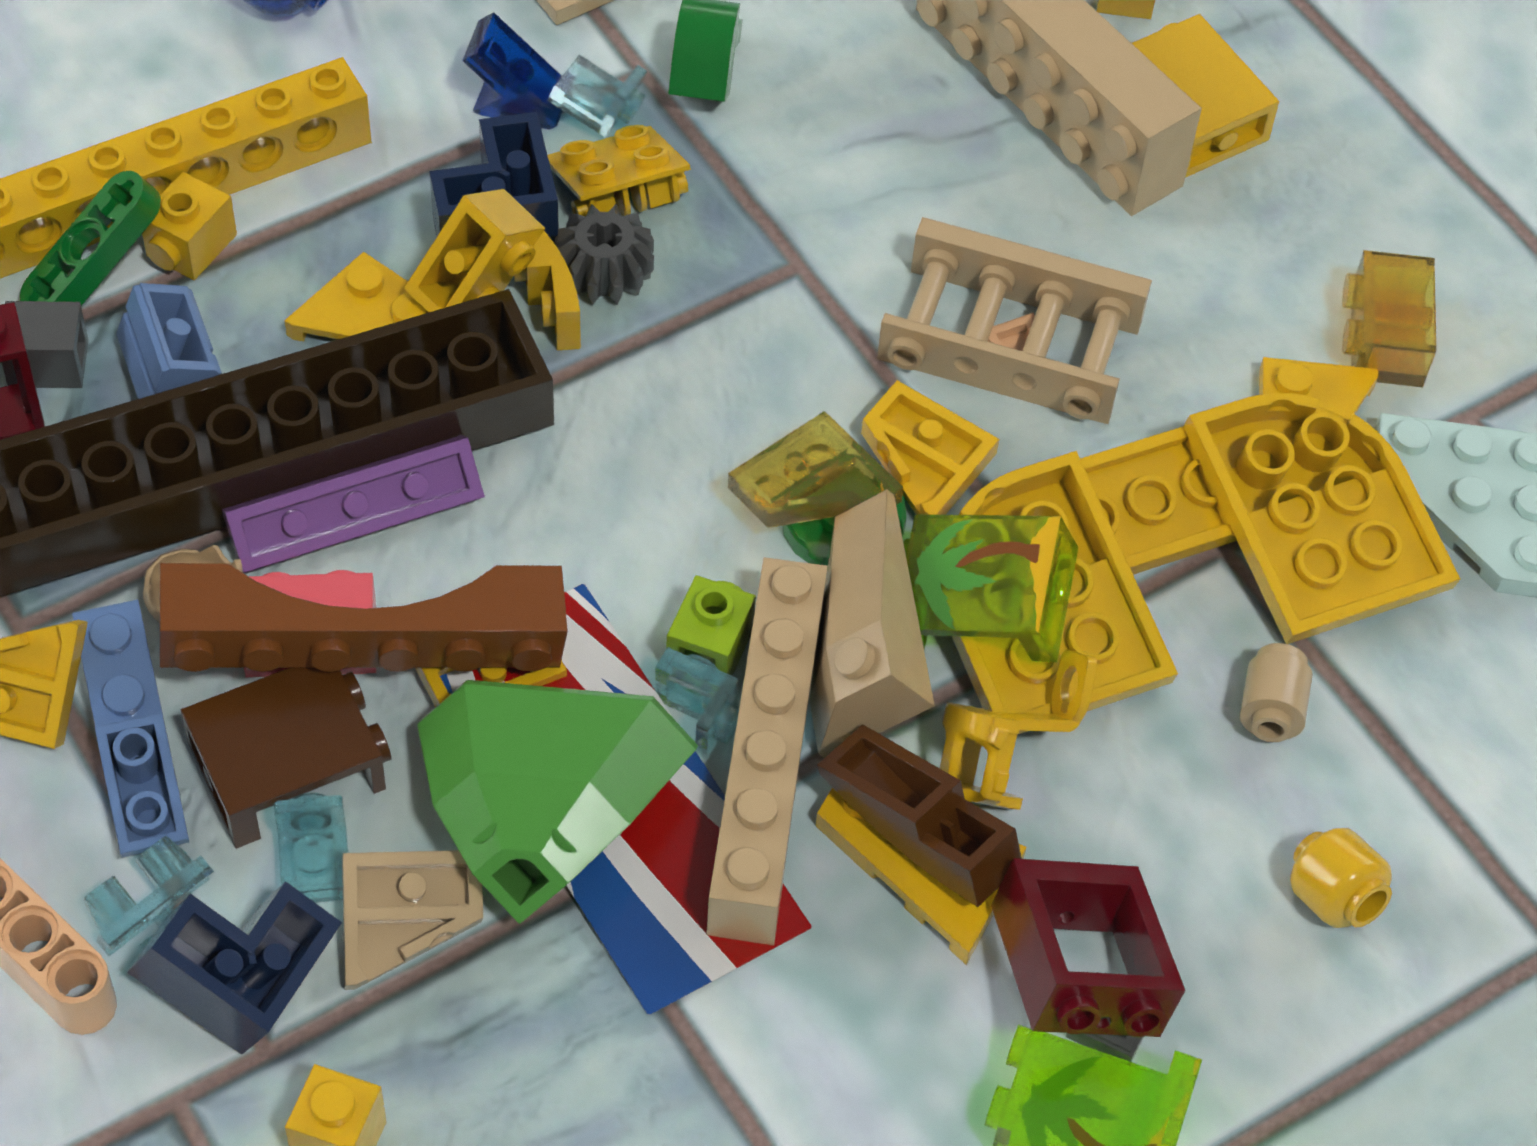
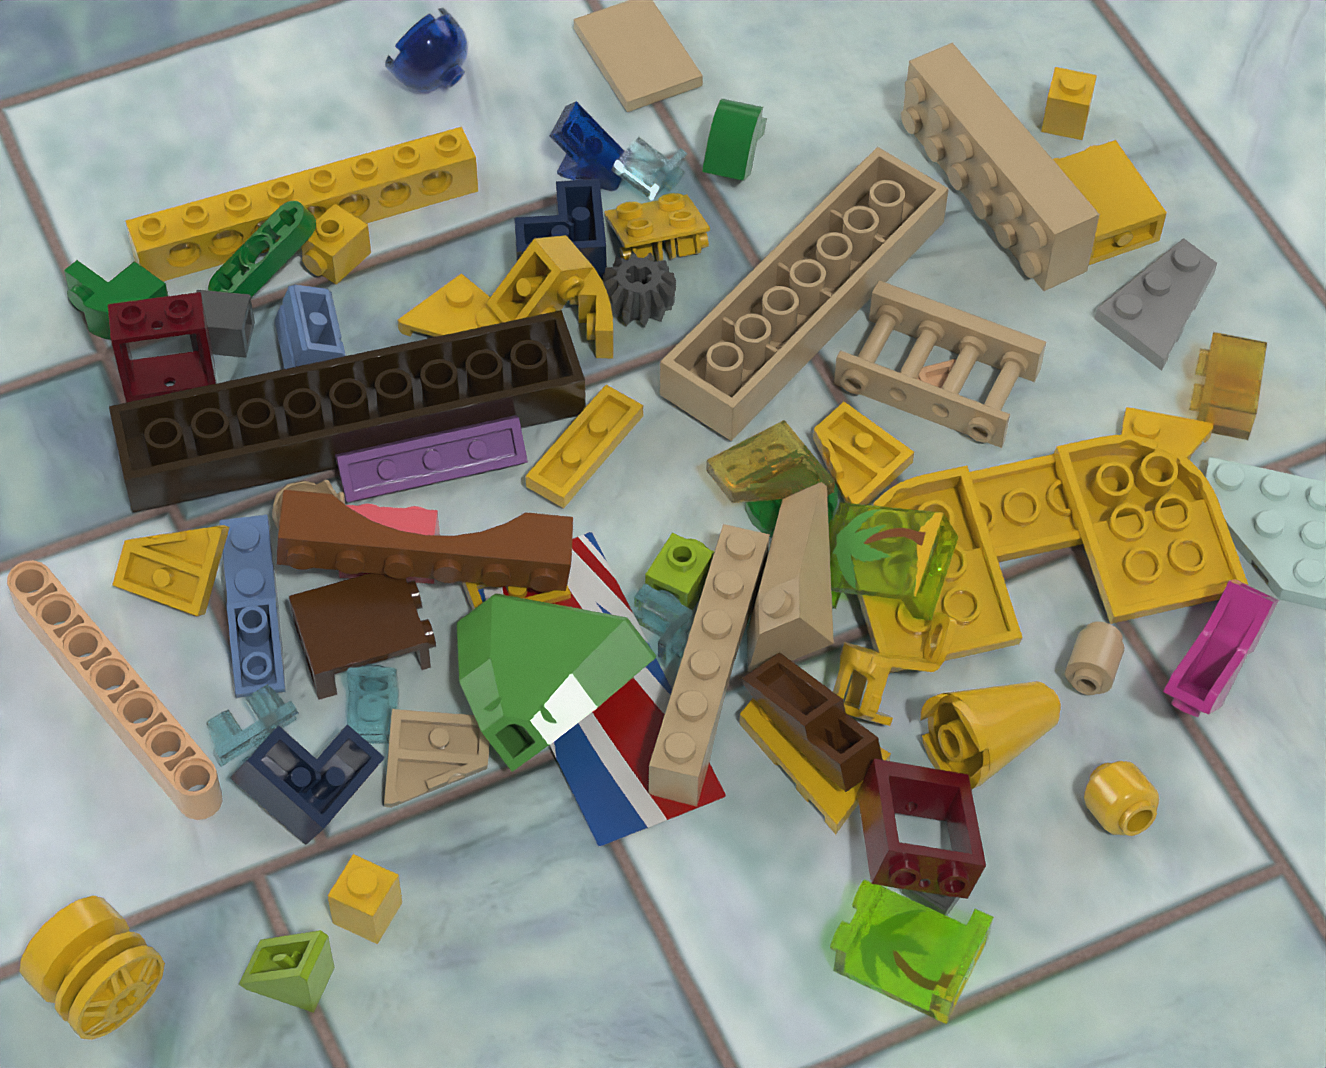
camera: 10 degrees right, 0 degrees up
(558, 469) = (584, 446): none -> yellow plate
(821, 244) = (802, 293): none -> tan brick
(1150, 799) = (987, 727): none -> yellow cone
(1281, 219) = (1158, 302): none -> light grey wing
(1441, 666) = (1220, 650): none -> dark pink arch

